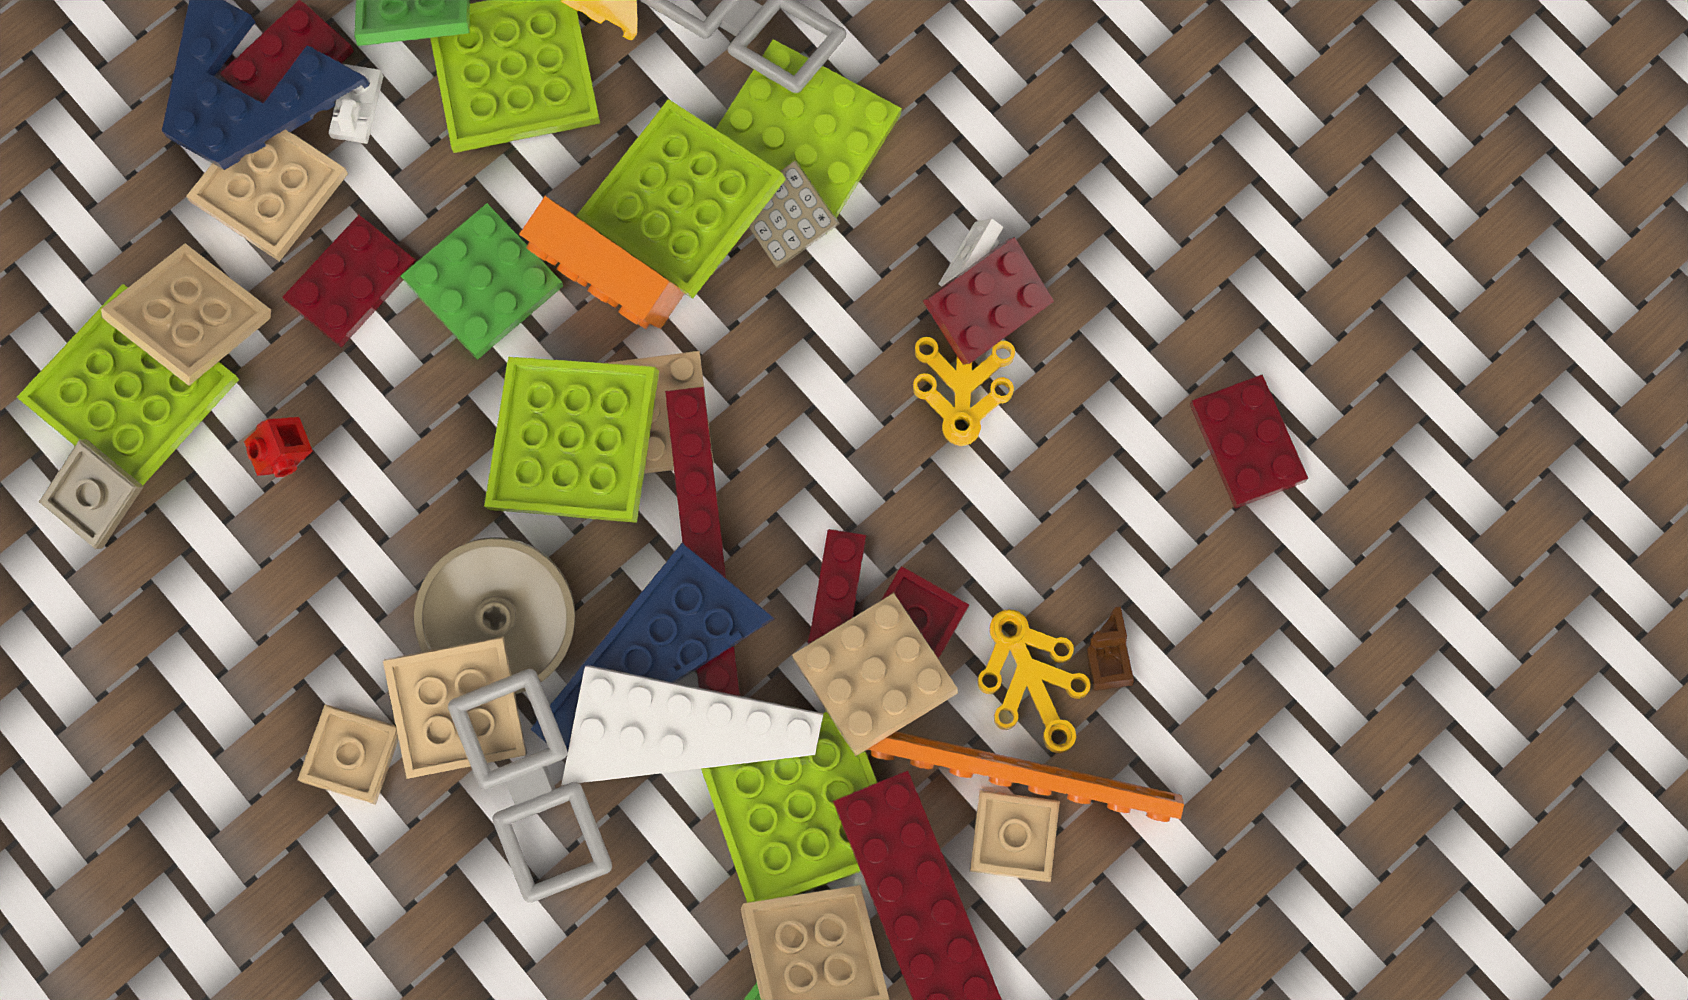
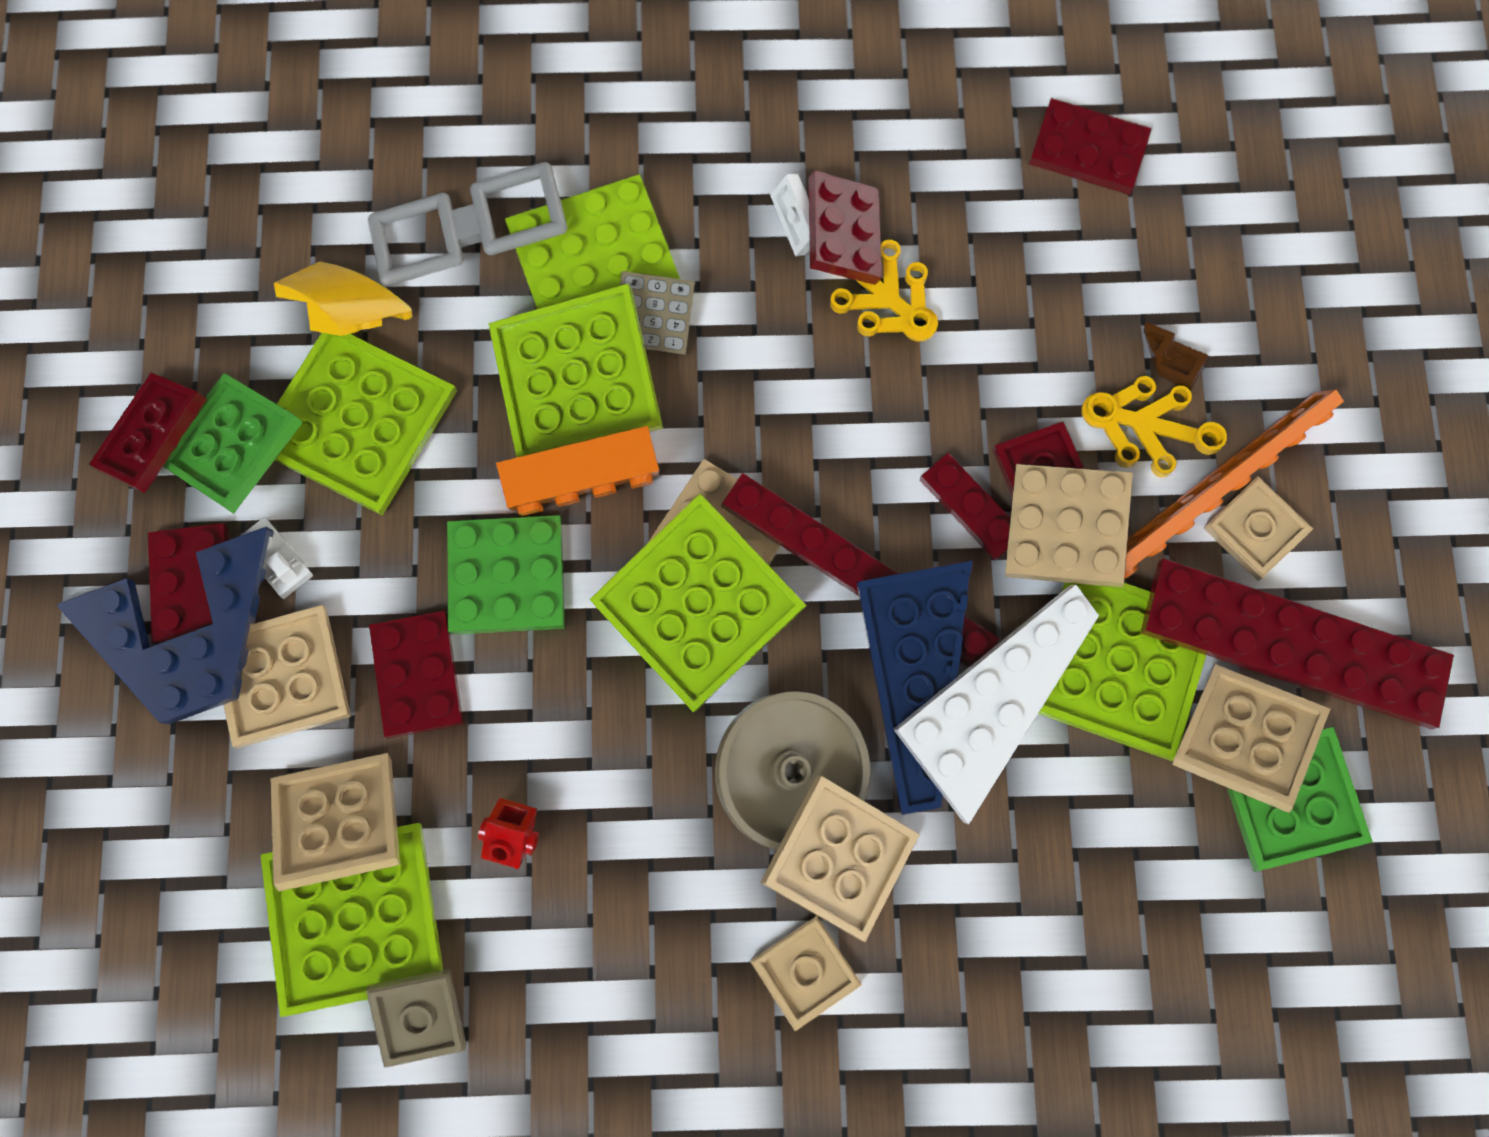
camera: 50 degrees left, 0 degrees up
(530, 785) = (950, 848): light grey bar -> none

